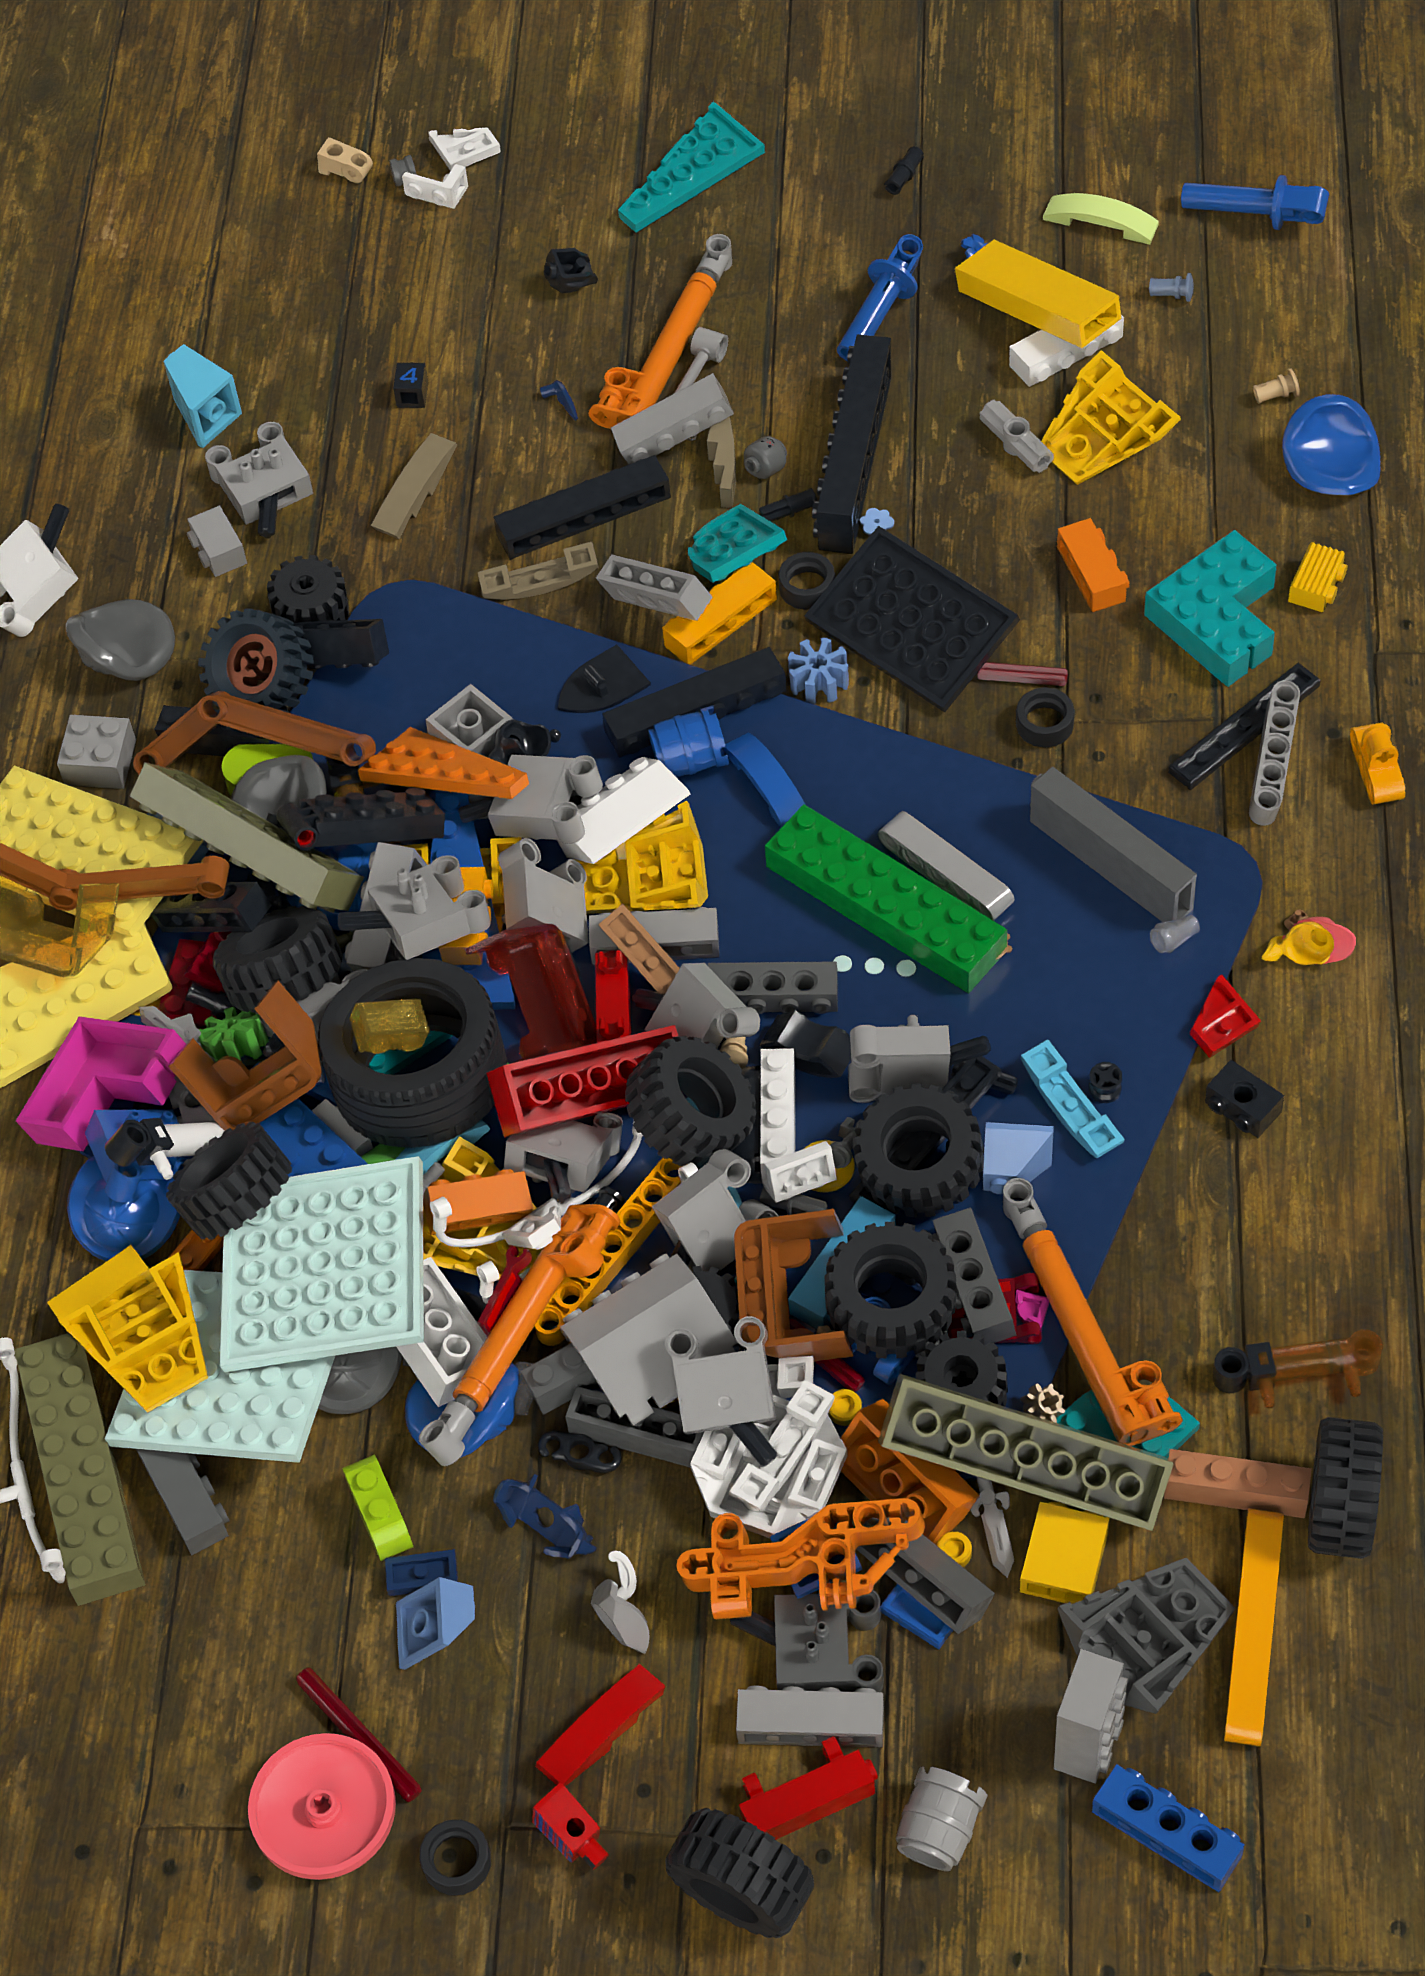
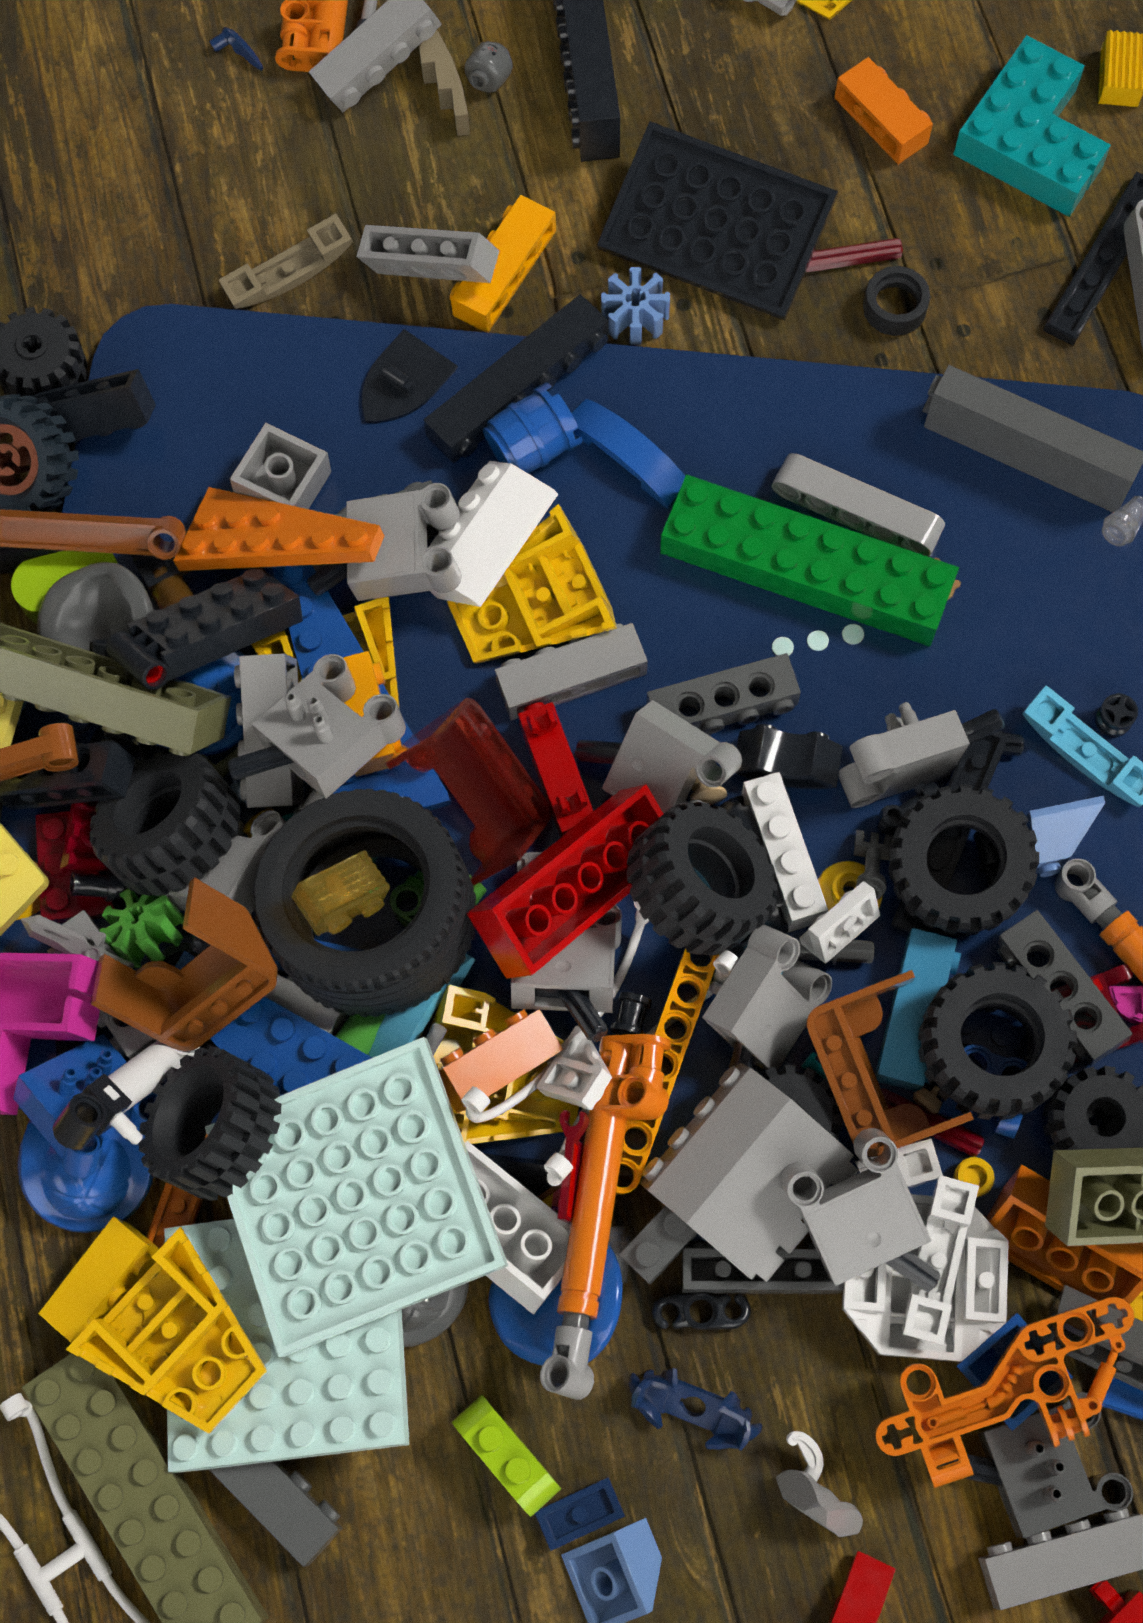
camera: 20 degrees left, 15 degrees up
(410, 385) = (63, 71): black brick -> none
(413, 484) = (109, 191): dark tan slope -> none
(522, 739) = (347, 479): black piece -> none
(544, 897) = (439, 665): light grey piece -> none
(582, 507) = (307, 173): black brick -> none
(640, 948) = (574, 699): medium nougat plate -> none
(733, 542) = (492, 177): teal plate -> none
(788, 505) = (532, 118): black axle -> none
(799, 564) = (583, 180): black tyre -> none
(874, 519) = (634, 114): light blue plant -> none

